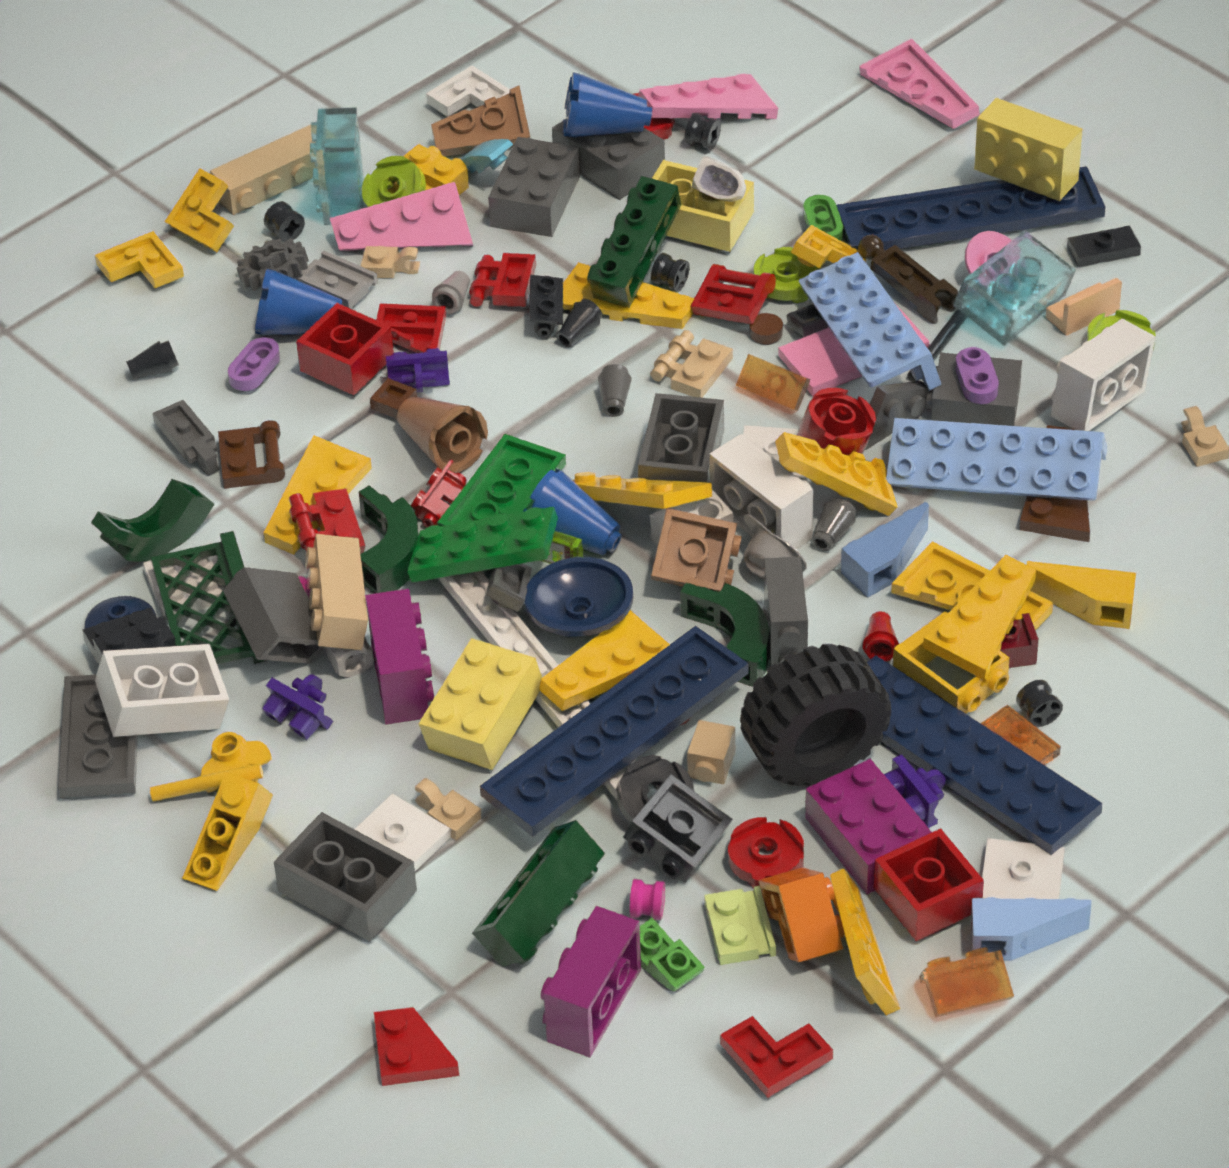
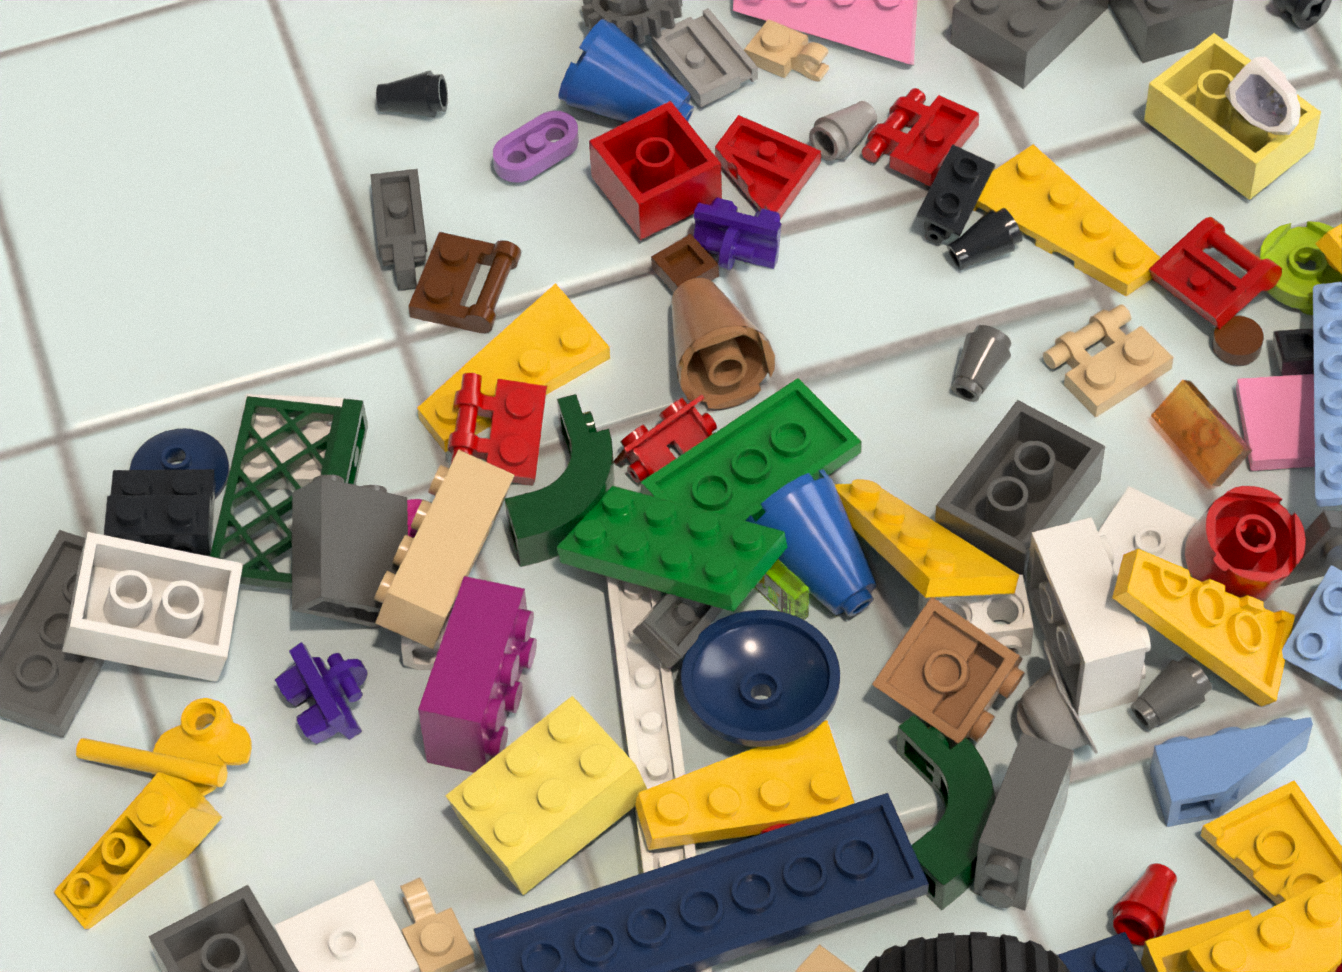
camera: 25 degrees right, 10 degrees up
(159, 529) = (284, 354): dark green arch -> none
(634, 241) = (1109, 148): dark green brick -> none
(670, 272) = (1147, 205): black wheel -> none

